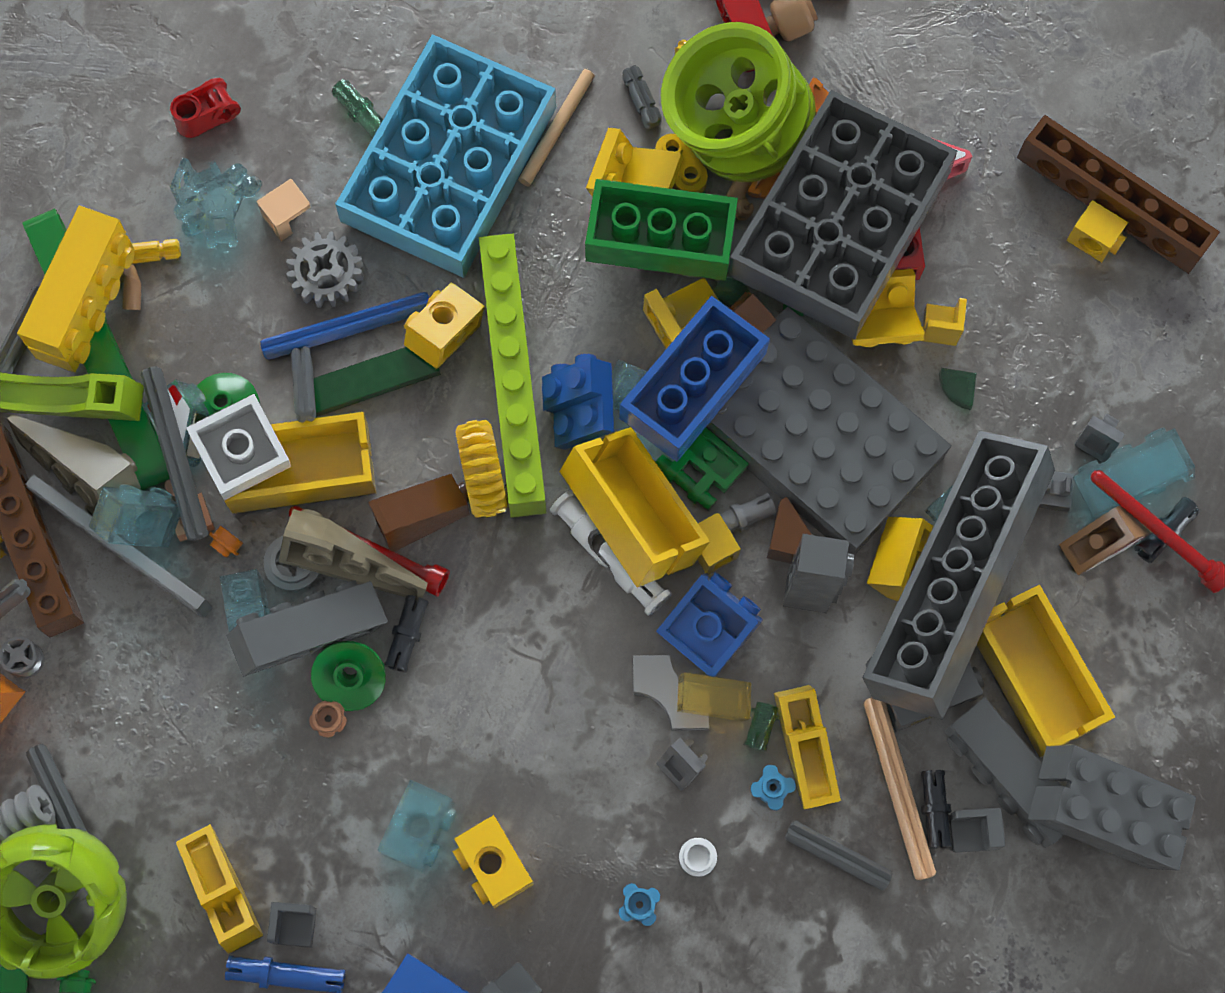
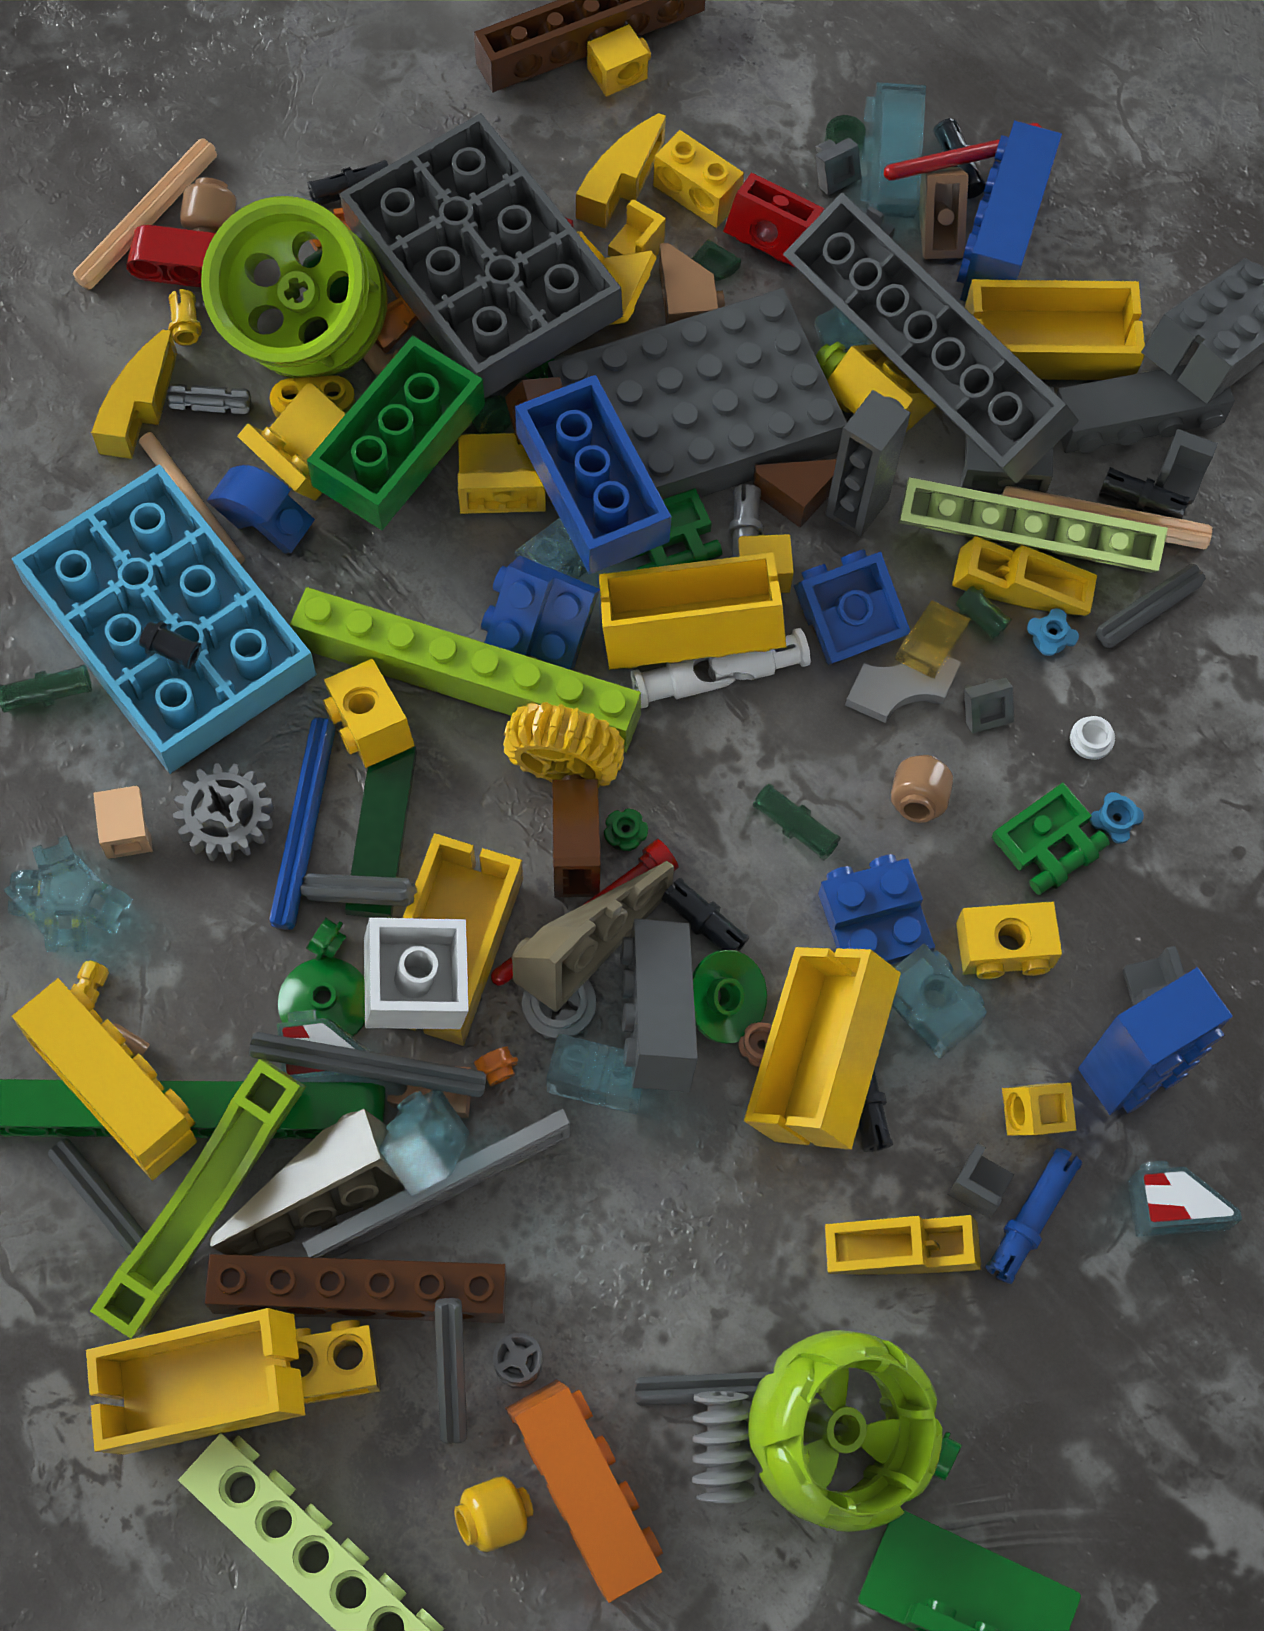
camera: 65 degrees left, 5 degrees down
(265, 384) = (326, 939): none -> green plate
(318, 814) = (873, 1120): none -> black pin
(332, 759) = (823, 1047): none -> yellow piece
(362, 941) = (1039, 1109): none -> yellow brick
(413, 166) = (171, 645): none -> black pin
(450, 554) = (625, 840): none -> green plate
(468, 755) = (876, 909): none -> blue plate
(513, 664) = (796, 821): none -> clear green pin
(568, 175) = (261, 500): none -> blue brick
(585, 743) = (921, 788): none -> medium nougat head
(600, 850) = (1041, 828): none -> green plate
(614, 48) = (135, 397): none -> yellow slope
(850, 729) = (1033, 525): none -> yellowish green brick
(871, 96) = (328, 189): none -> black pin
(916, 378) = (685, 286): none -> medium nougat slope
(917, 509) = (830, 357): none -> lime plate
(998, 281) = (620, 172): none -> yellow slope
(1016, 406) = (769, 216): none -> red brick
(1022, 339) = (697, 178): none -> yellow brick
(1128, 588) = (1010, 210): none -> blue brick
(1135, 429) = (846, 127): none -> clear green tile

